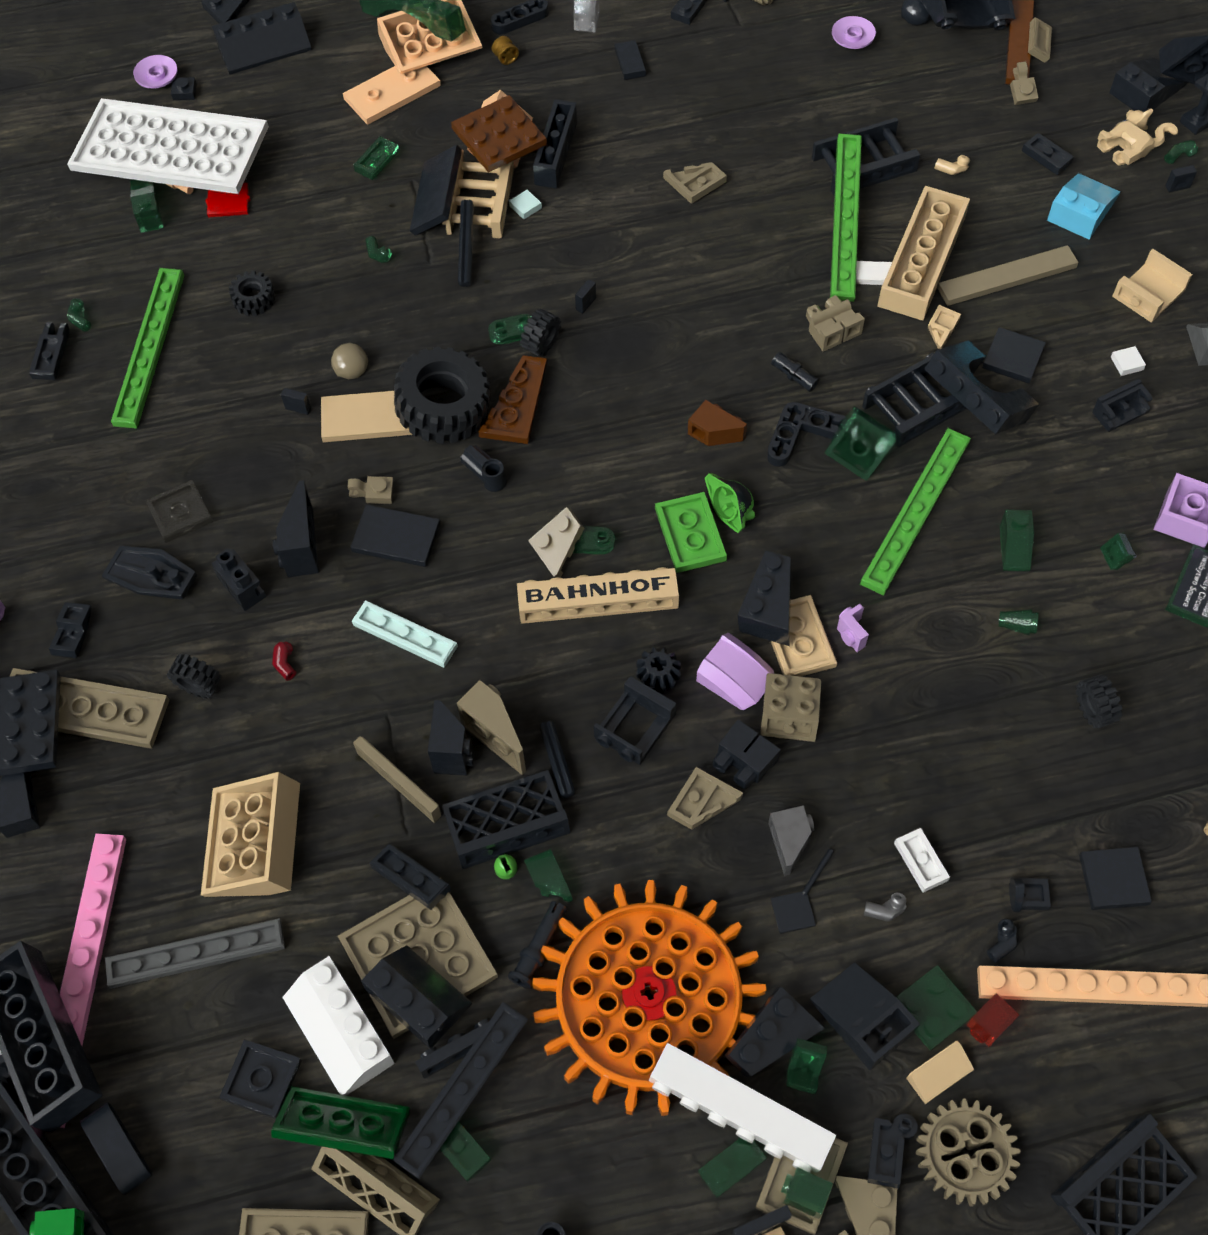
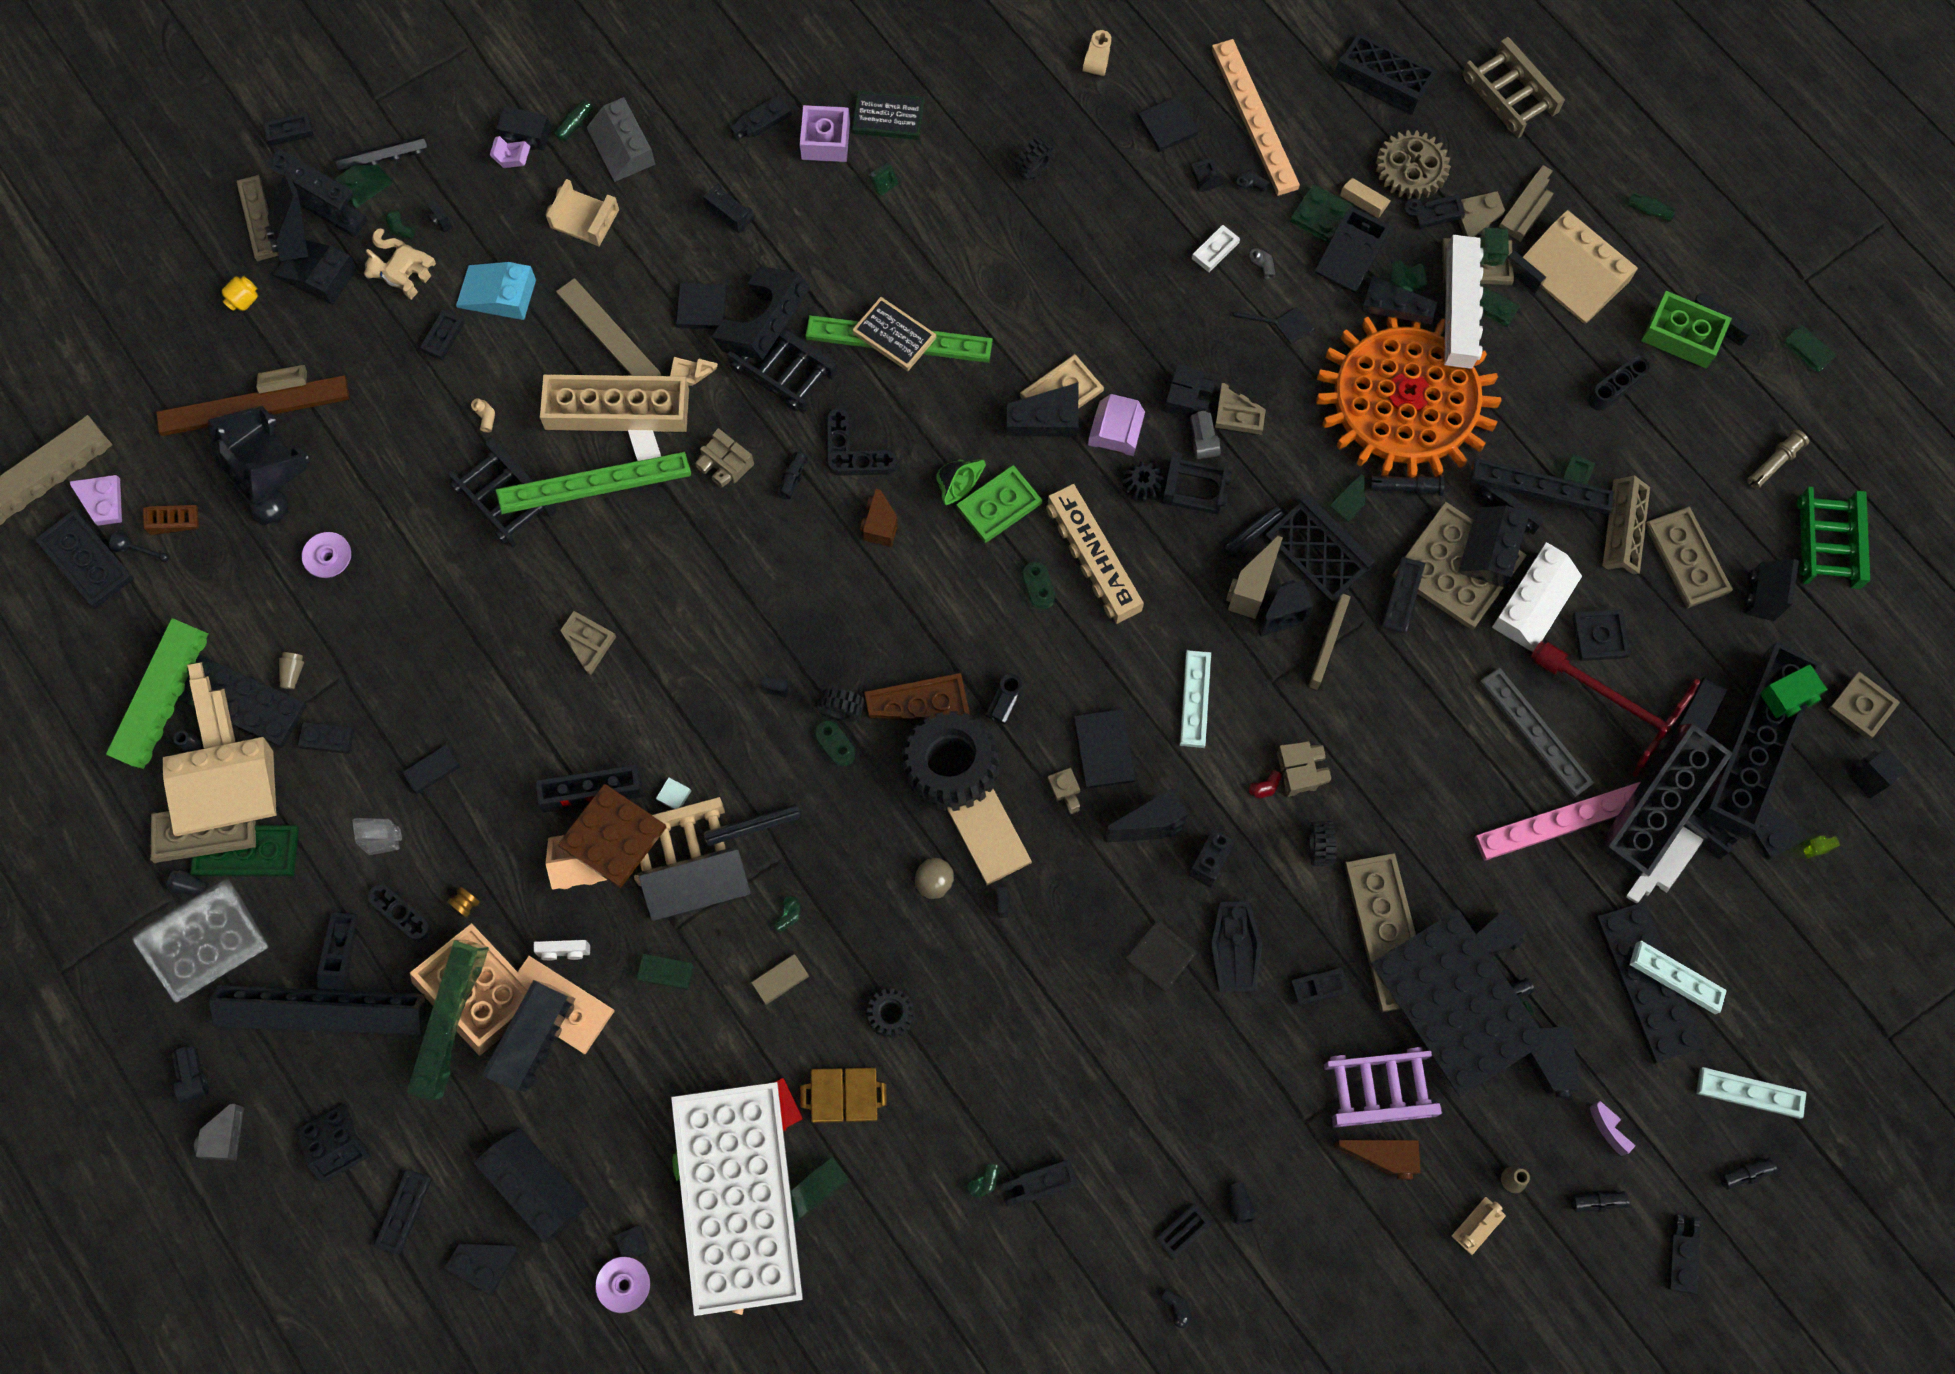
camera: 115 degrees left, 10 degrees up
(147, 349) = (991, 1088): bright green tile -> none
(206, 244) = (831, 1095): none -> pearl gold piece
(251, 837) = (1431, 732): tan slope -> none
(256, 1007) = (1556, 660): none -> dark red piece
(280, 694) = (1299, 767): none -> dark tan hips
(326, 231) = (780, 979): none -> dark tan tile
(341, 1122) = (1603, 560): dark green tile -> none
(370, 53) = (529, 1036): none -> black slope
(432, 99) = (572, 949): none -> white plate
(500, 870) = (1363, 535): bright green hinge -> none
(557, 540) = (1056, 605): wing -> none
(679, 750) = (1204, 442): none -> dark grey piece
(791, 707) = (1130, 370): dark tan bracket -> none
(791, 834) = (1240, 339): flat silver slope -> none
(850, 629) = (1044, 350): lavender bracket -> none
(860, 443) = (855, 393): clear green slope -> none
(919, 499) = (894, 334): none -> black tile
(992, 1020) = (1316, 171): clear red brick -> none
(1017, 540) = (902, 253): clear green slope -> none
(1020, 621) = (978, 231): clear green cone -> none
(1023, 88) = (357, 376): dark tan plate -> none
(1128, 361) = (674, 216): white tile -> none
(1138, 28) = (239, 293): none -> yellow head

